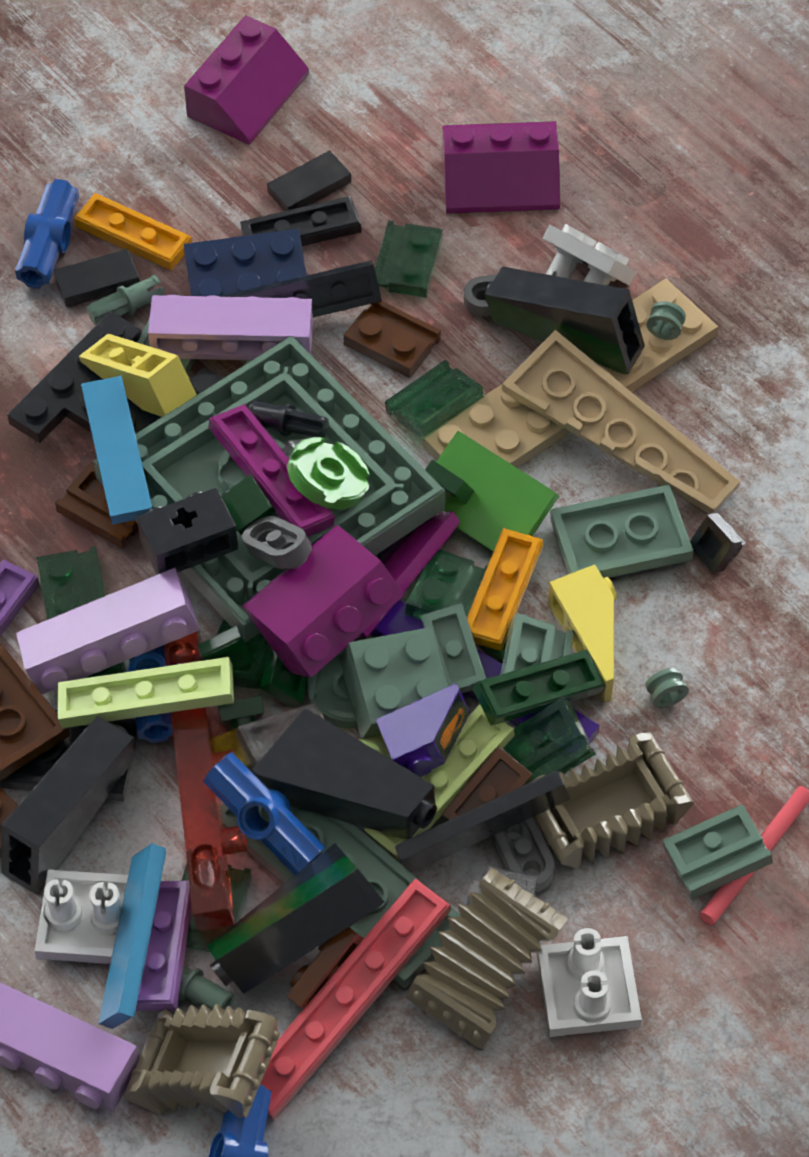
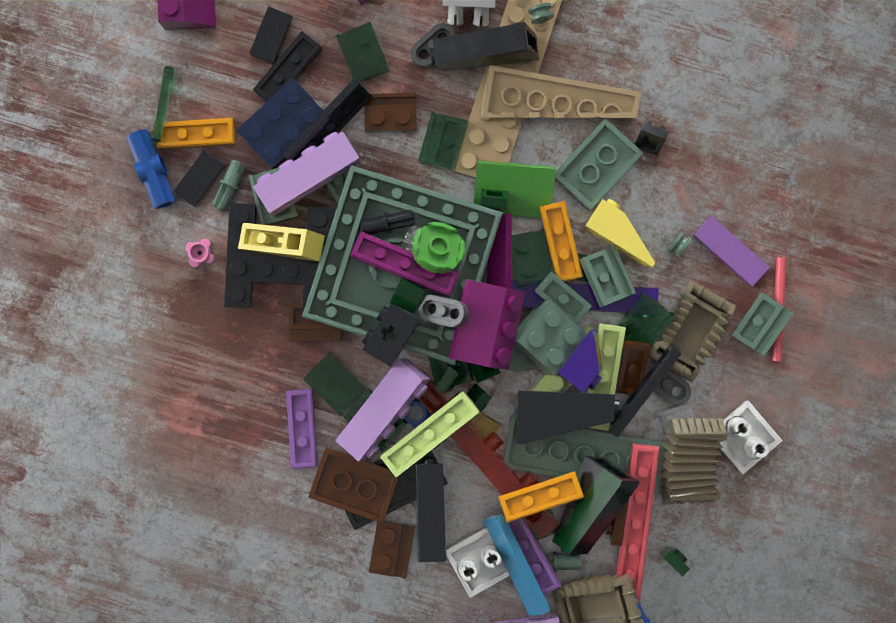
camera: 30 degrees left, 30 degrees up
(25, 343) = (193, 248): none -> bright pink plate
(116, 449) = (312, 304): dark azure tile -> none
(118, 177) = (162, 104): none -> clear green bar
(233, 853) = (541, 496): none -> light orange tile
(244, 795) = (536, 461): blue piece -> none
(366, 1087) = (676, 560): none -> dark green plate
(538, 687) = (622, 294): dark green tile -> none
(737, 743) = (731, 251): none -> medium lavender tile

